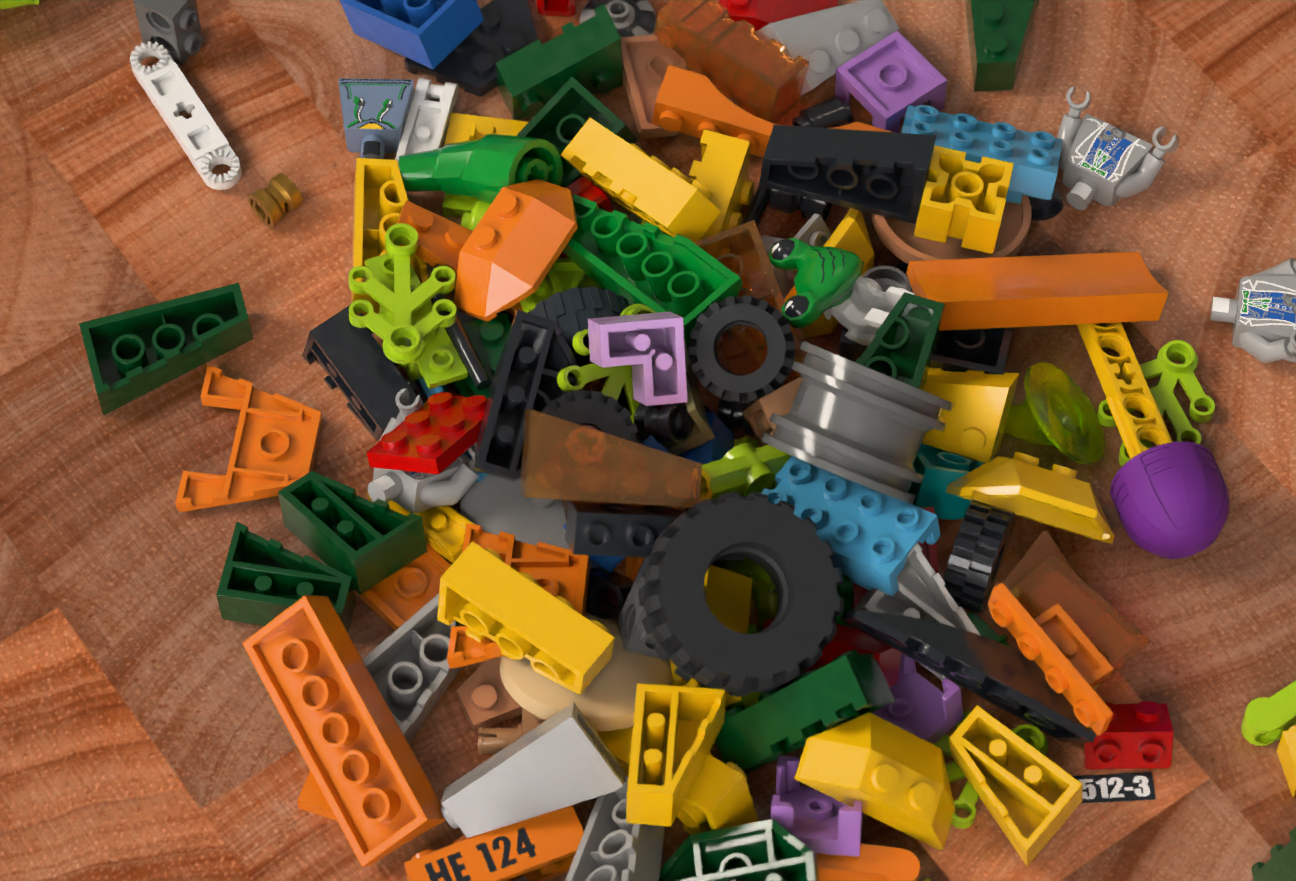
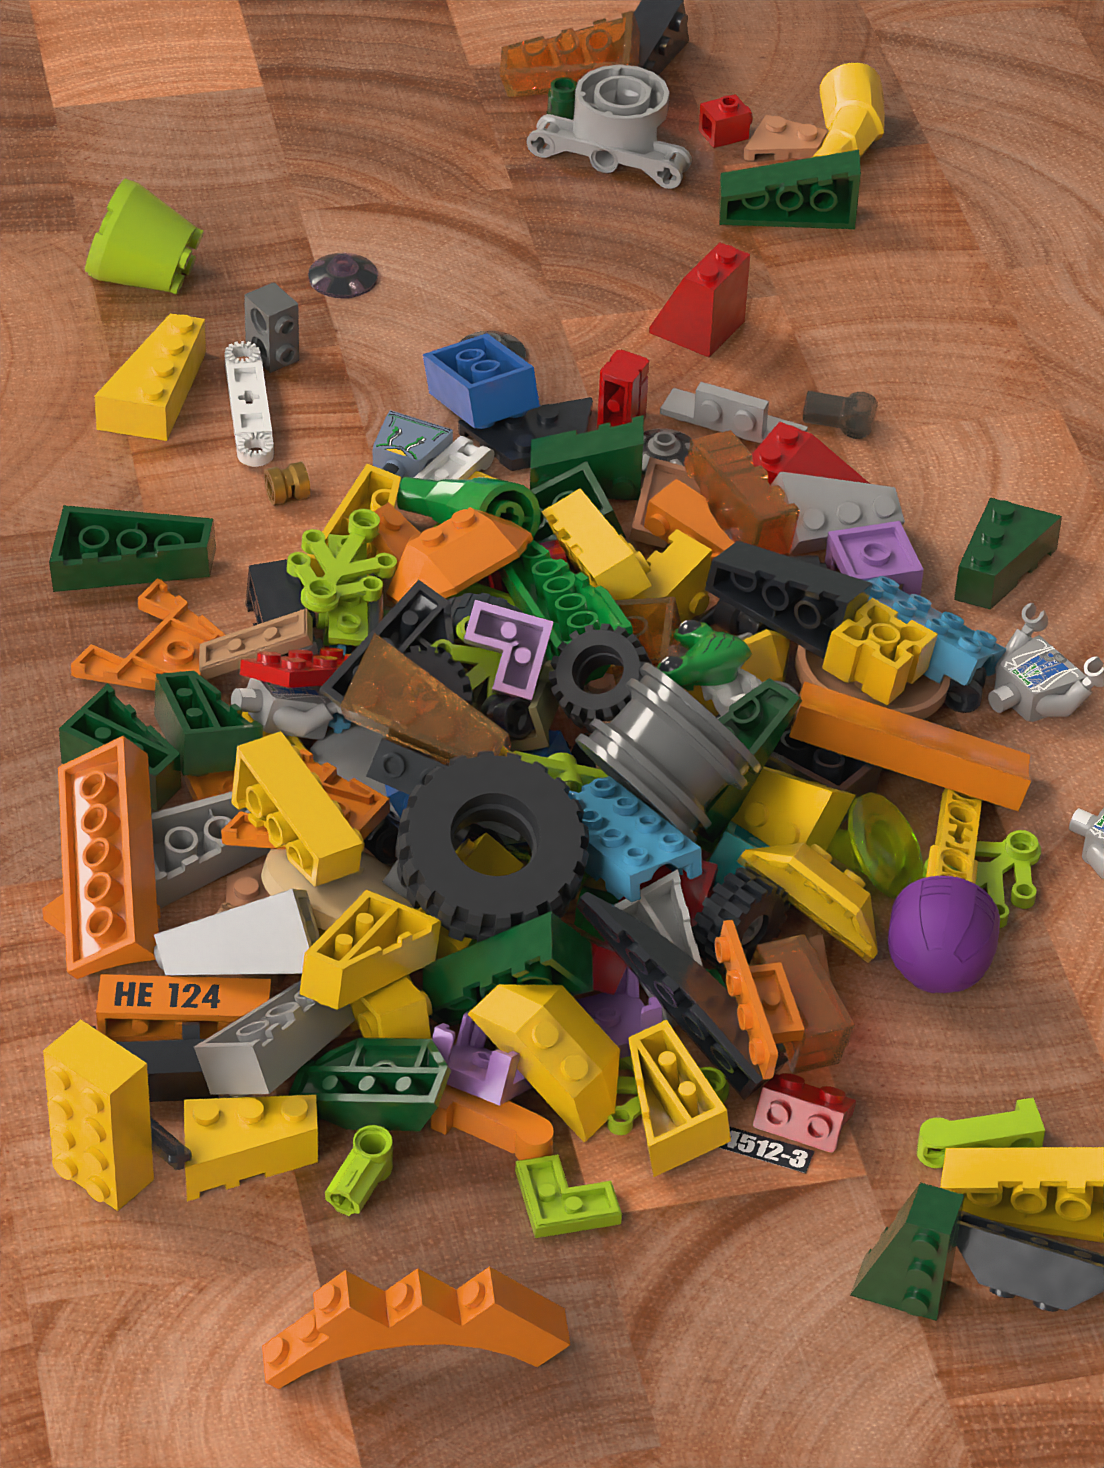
camera: 20 degrees right, 15 degrees down
(78, 130) = (154, 381): none -> yellow wedge
(357, 416) = (276, 635): none -> medium nougat tile

